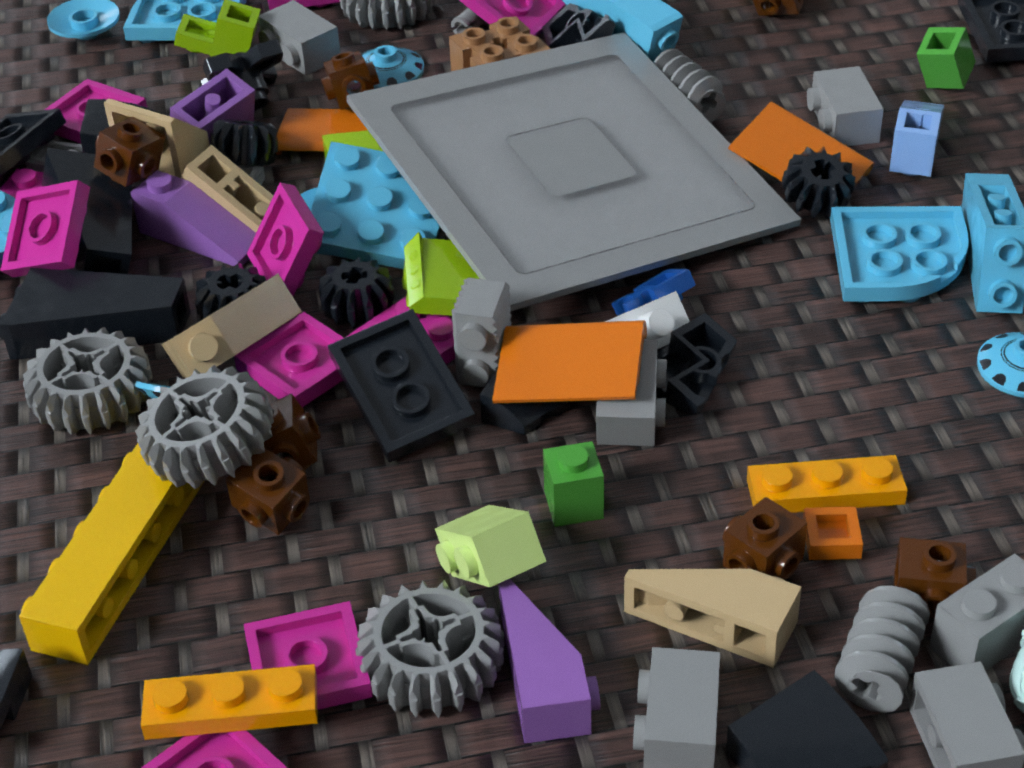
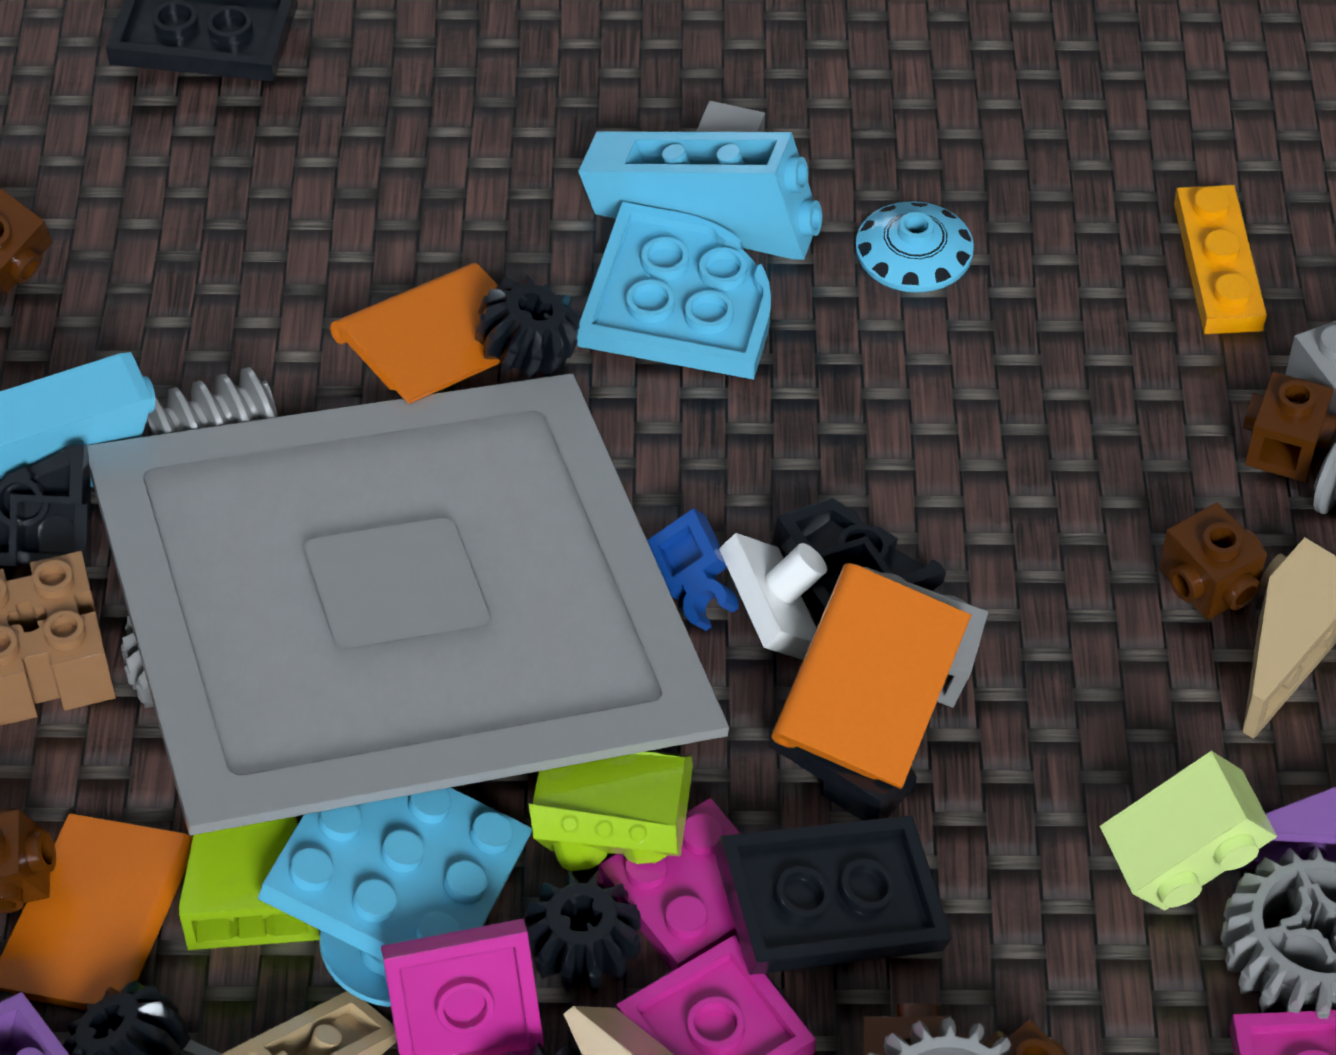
camera: 80 degrees left, 10 degrees up
(479, 329) = (769, 768): light grey brick -> none
(573, 483) = (1065, 732): bright green brick -> none
(829, 483) = (1090, 489): light orange plate -> none
(833, 533) = (1182, 493): orange plate -> none
(846, 106) = (338, 252): light grey brick -> none
(916, 138) = (441, 192): light blue slope -> none
(946, 57) = (289, 110): bright green brick -> none

